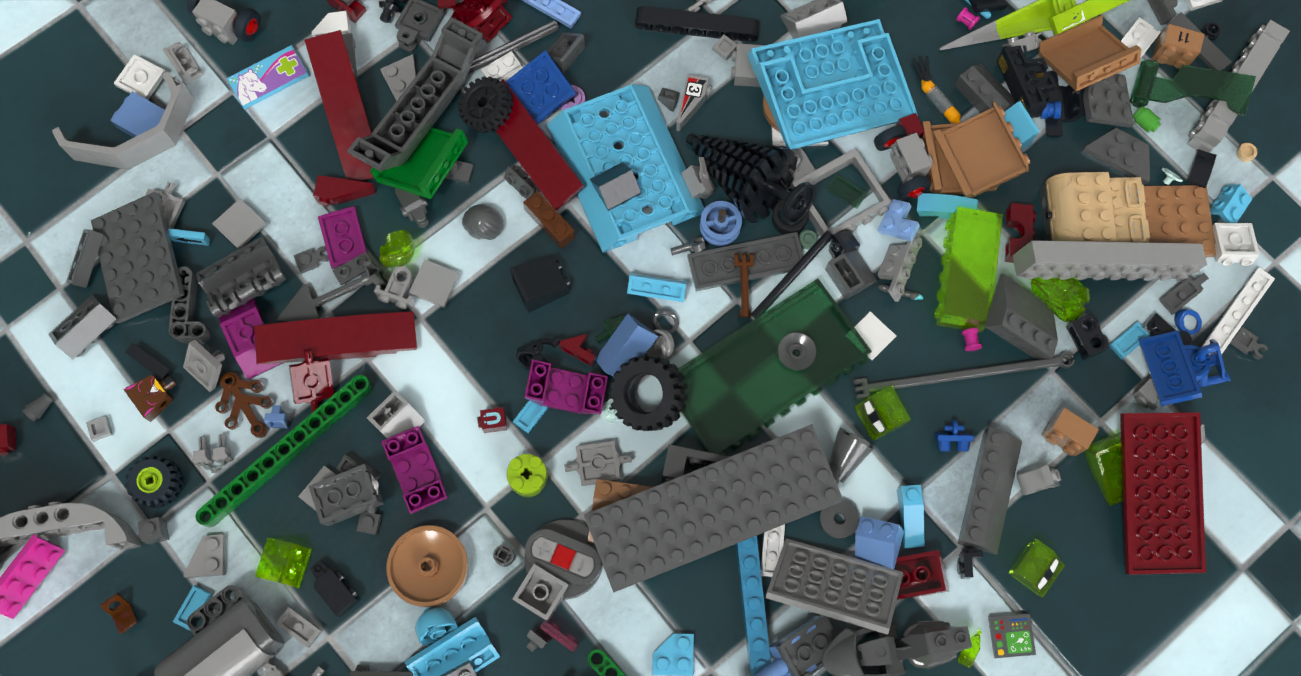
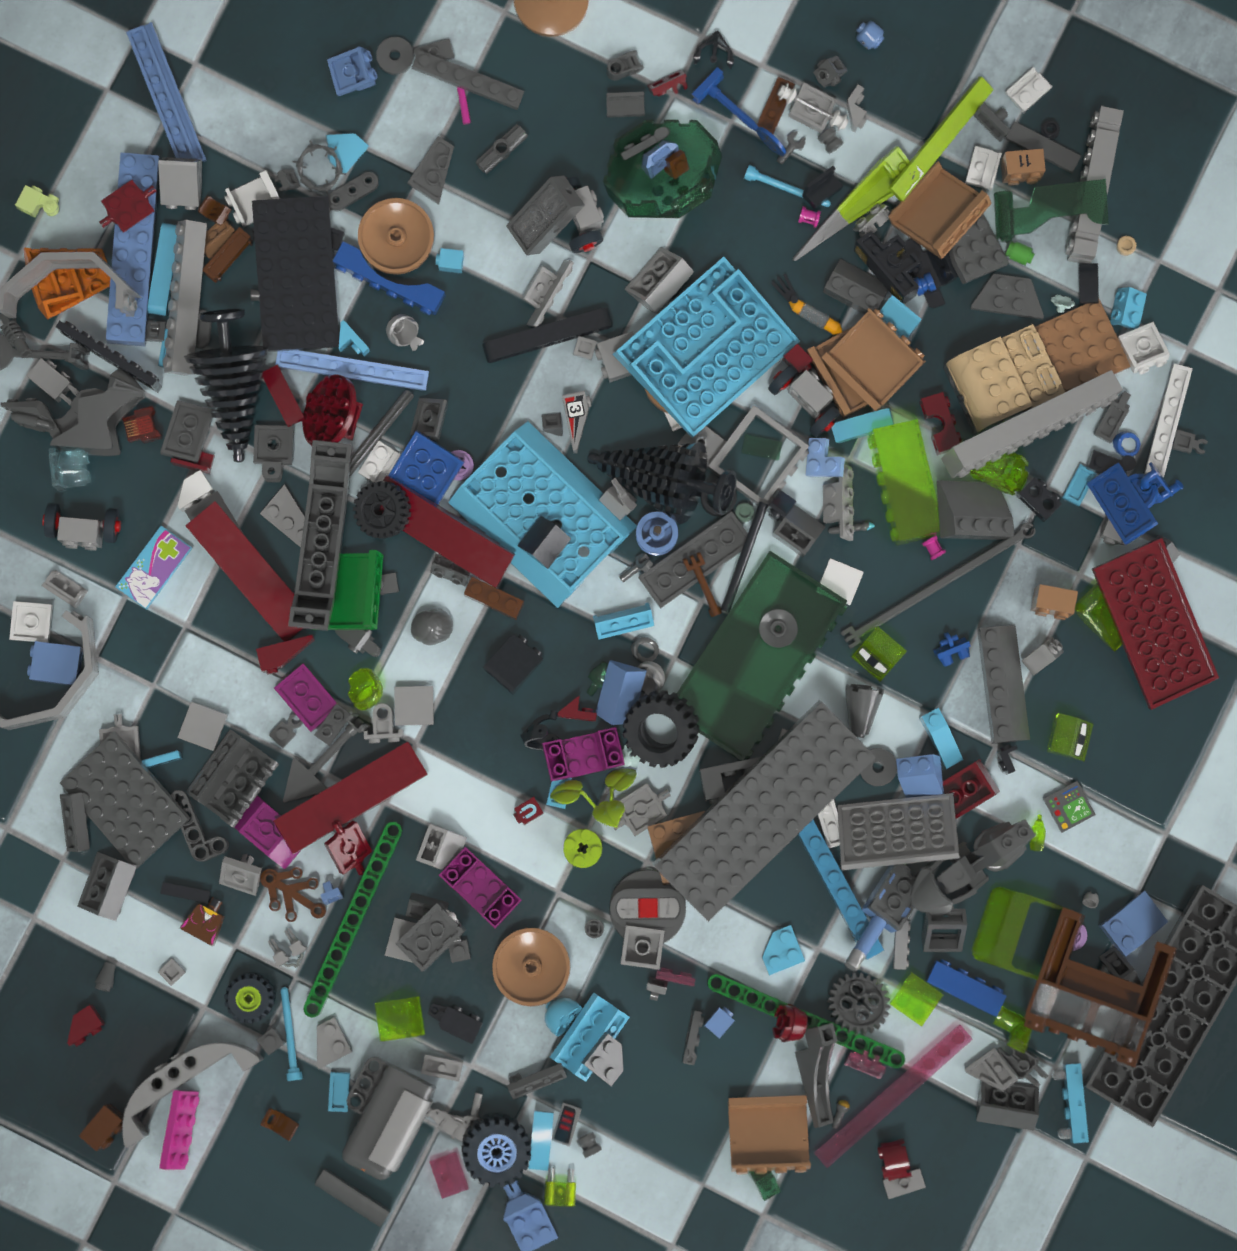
camera: 25 degrees left, 10 degrees up
(159, 570) = (294, 1072): none -> medium azure piece
(563, 447) = (607, 812): none -> lime plant

